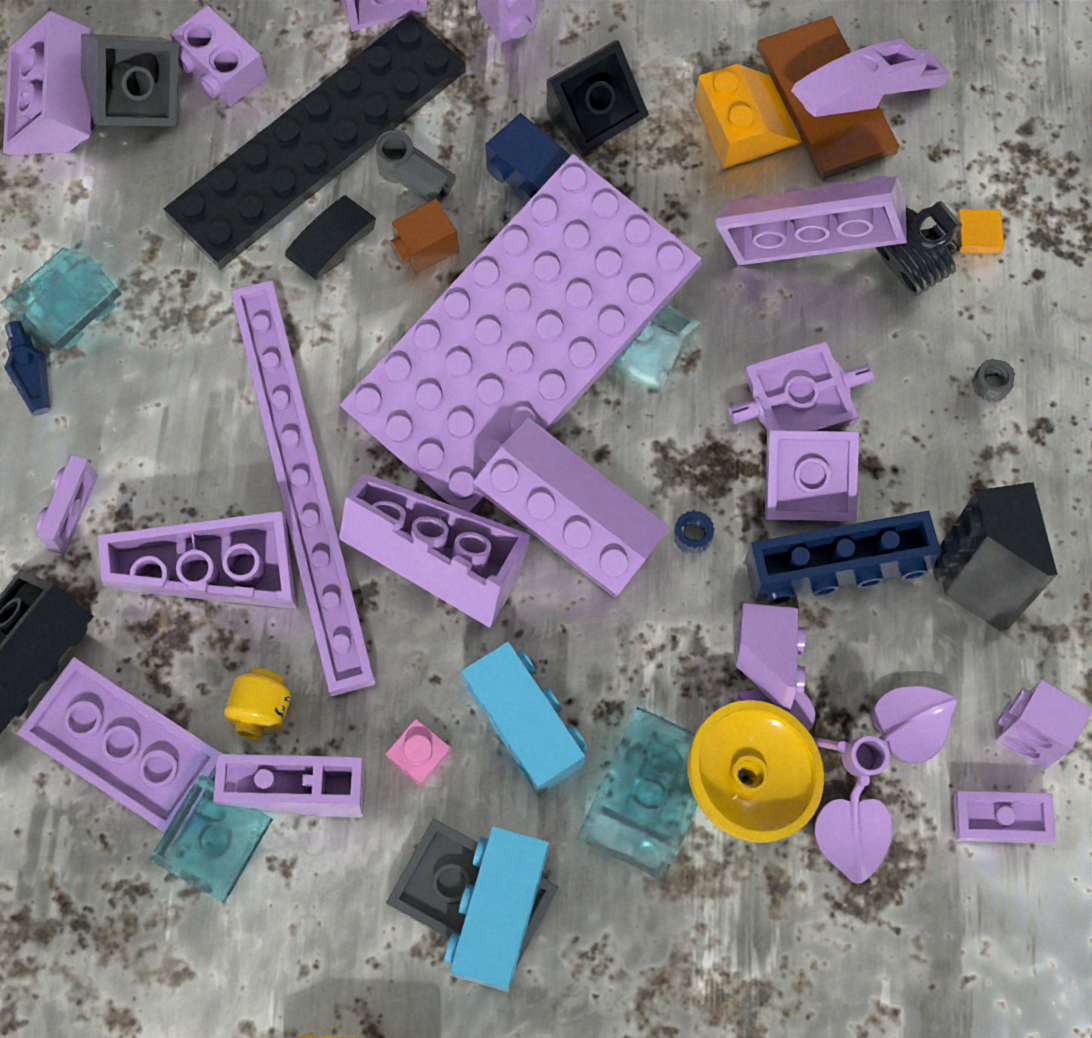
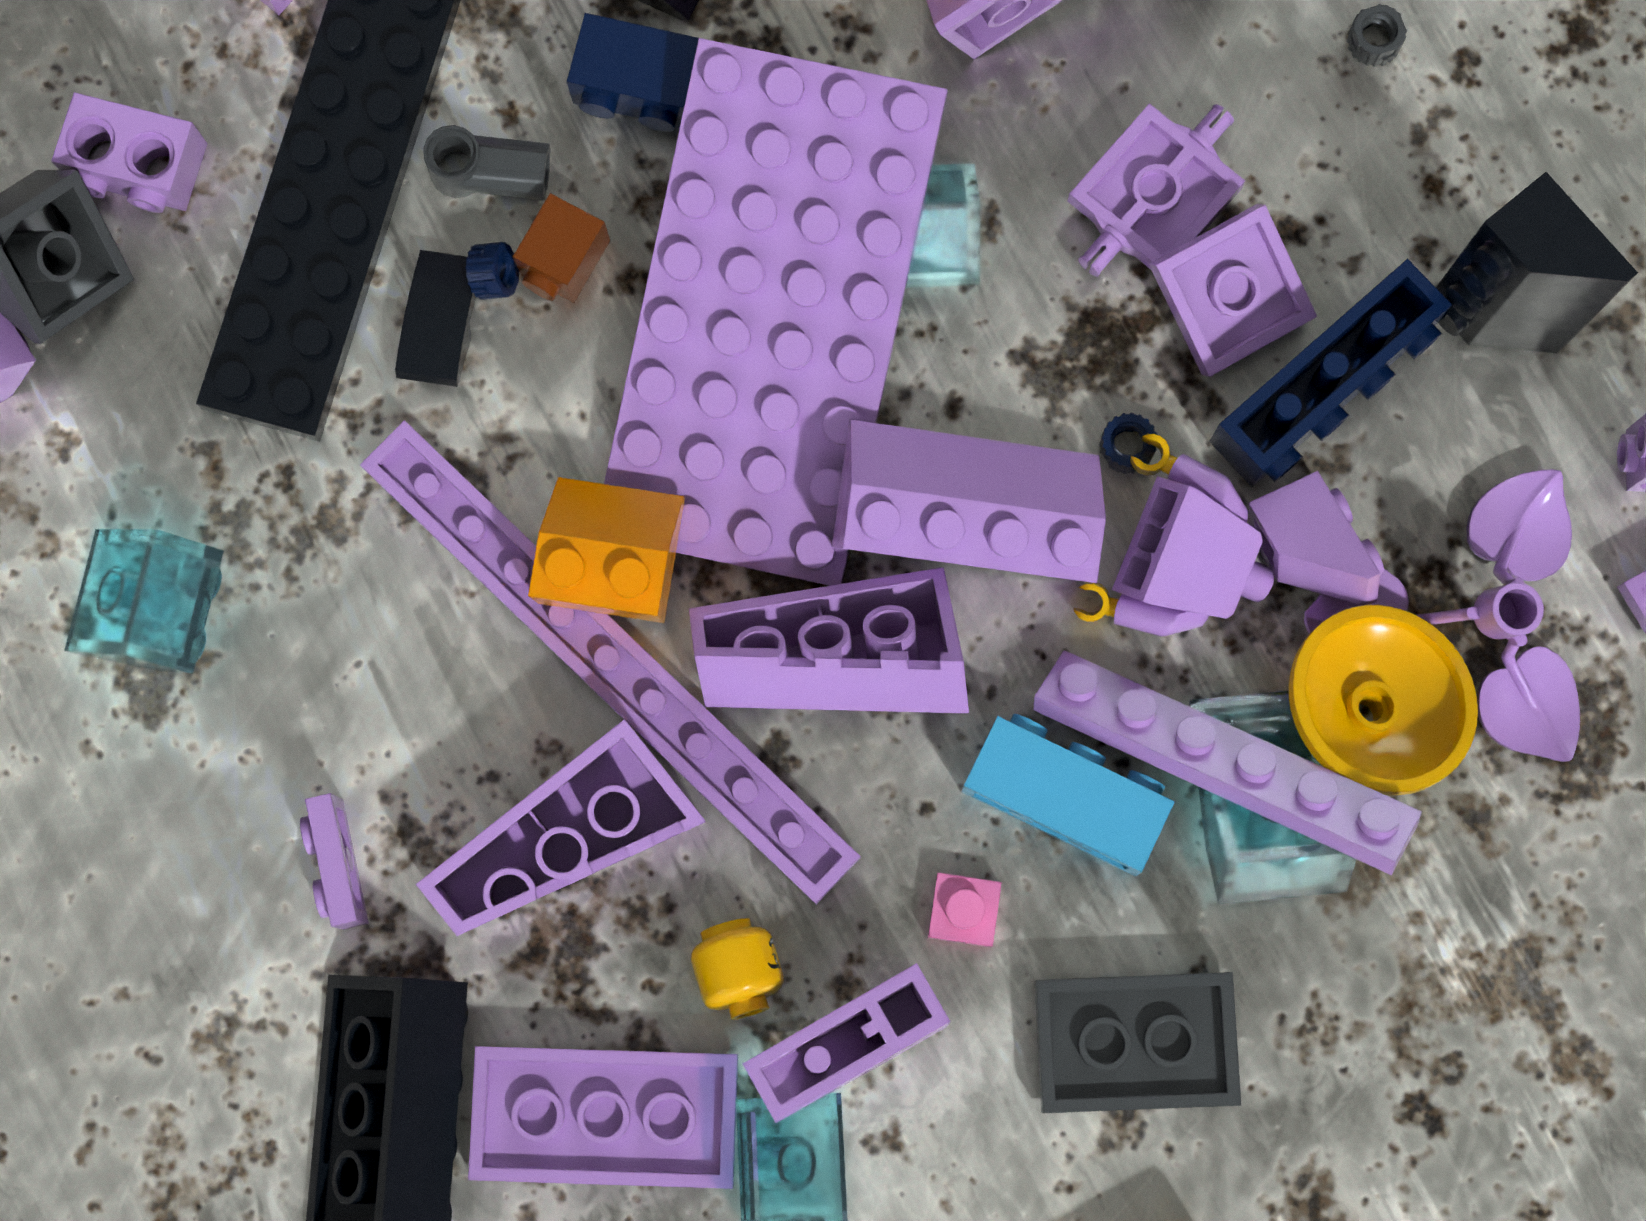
camera: 25 degrees left, 10 degrees up
(27, 369) = (161, 716): dark blue piece -> none
(336, 413) = (607, 550): none -> light orange slope
(376, 226) = (492, 270): none -> dark blue axle
(497, 908) = (1185, 1044): medium azure brick -> none
(635, 753) = (1228, 762): none -> lavender plate
(685, 612) = (1187, 553): none -> lavender torso

